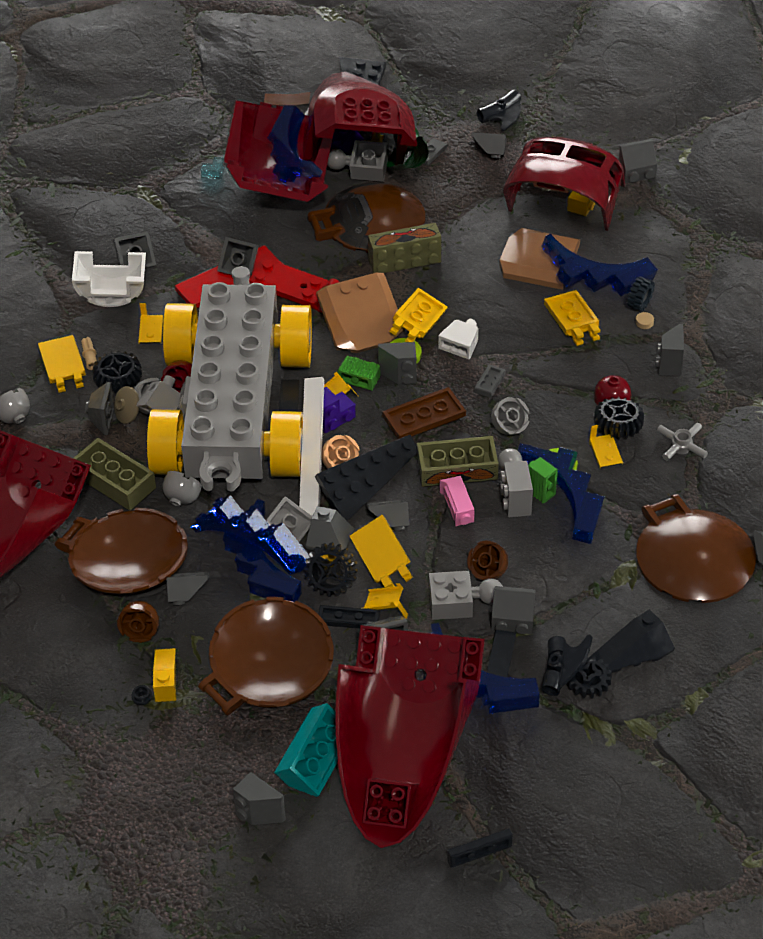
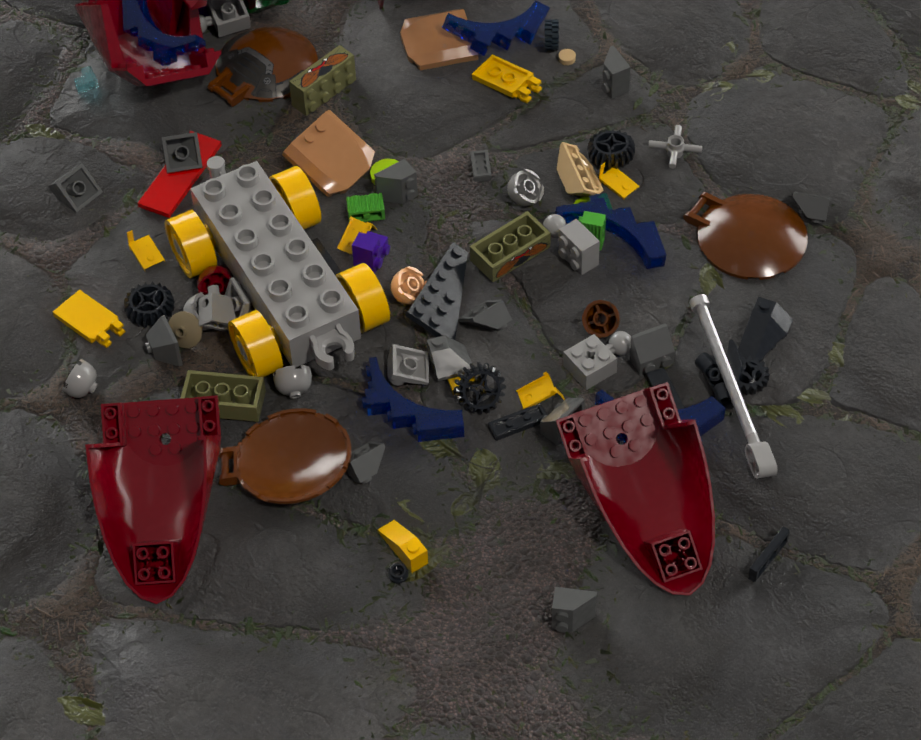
camera: 30 degrees left, 5 degrees up
(88, 353) = (108, 299): tan axle -> none
(108, 283) = (82, 225): white cylinder -> none
(138, 621) = (349, 512): reddish brown cylinder -> none
(252, 526) = (389, 382): clear blue arch -> none
(268, 654) = (483, 484): reddish brown dish -> none
(289, 282) = (243, 152): red hinge -> none
(311, 443) = (363, 254): white tile -> none
(311, 752) = (579, 544): teal slope -> none
(381, 551) = (507, 353): yellow tile -> none
(418, 315) = (379, 135): yellow tile -> none
(424, 413) = (447, 219): reddish brown plate -> none
(457, 500) = (534, 279): bright pink window -> none
(459, 338) = (428, 139): white torso -> none
(542, 747) = (756, 452): none -> flat silver piece
(571, 424) = (577, 172): none -> tan wedge
(612, 386) = (586, 127): dark red cylinder -> none

